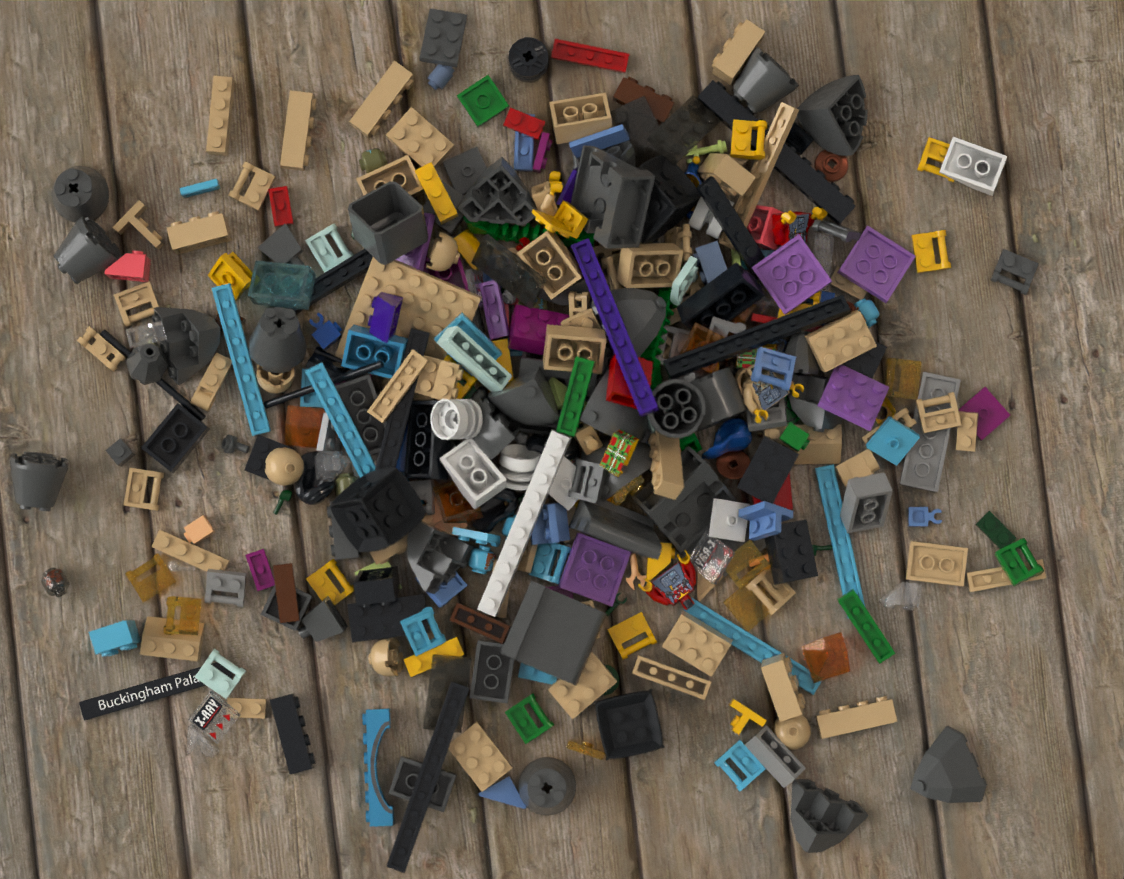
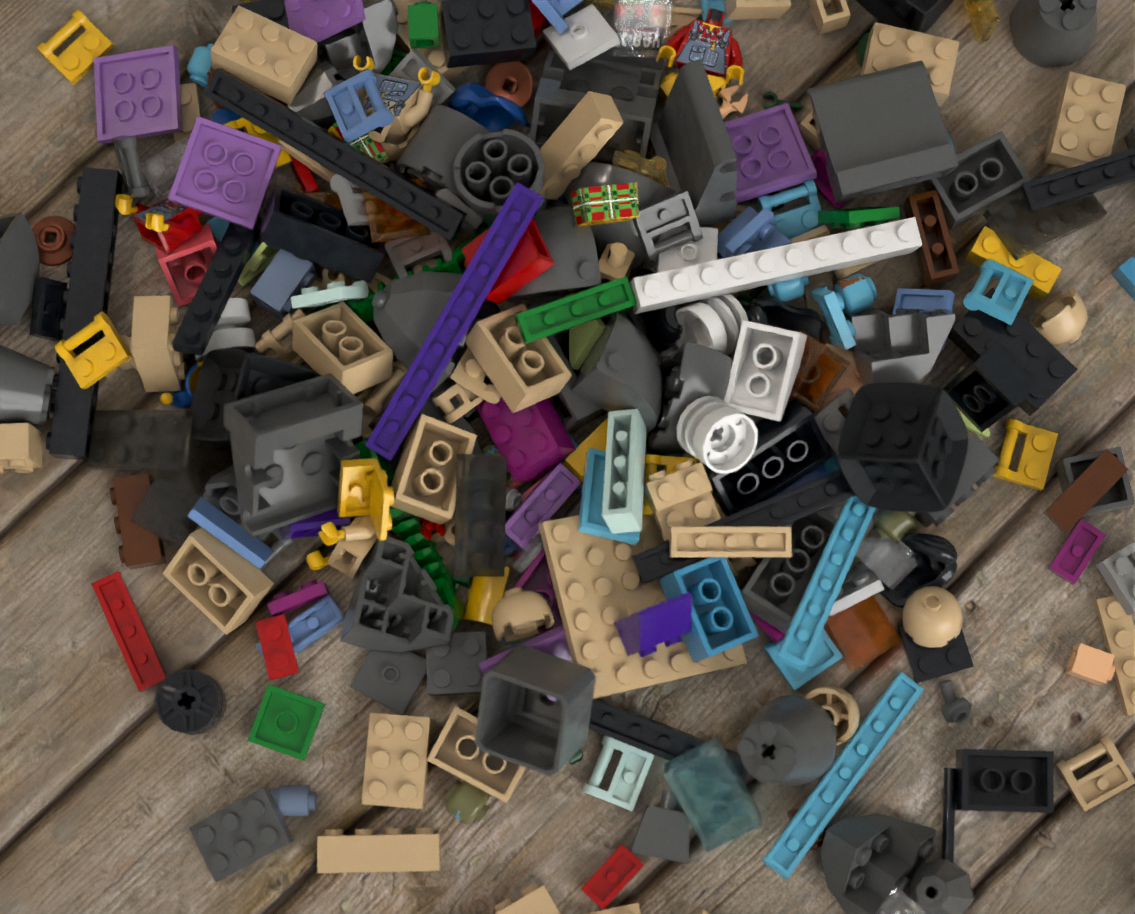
camera: 135 degrees left, 5 degrees down
(120, 452) = (1075, 838): dark grey brick -> none
(211, 382) = (898, 791): tan plate -> none
(231, 270) = (742, 871): yellow bracket -> none
(285, 495) = (964, 592): dark green hand -> none
(322, 621) = (1079, 425): dark grey torso -> none
(326, 333) = (728, 693): blue brick -> none
(330, 361) = (771, 671): black plate -> none
(336, 379) = (780, 631): black piece -> none
(436, 193) = (450, 682): yellow brick -> none
(504, 792) = (1100, 62): medium blue tile -> none
(519, 586) = (858, 216): none -> green plate
(524, 723) = (1002, 106): green plate -> none
(629, 629) = (799, 66): yellow plate -> none
(720, 147) = (128, 385): yellowish green hinge -> none
(762, 168) = (76, 314): tan plate -> none

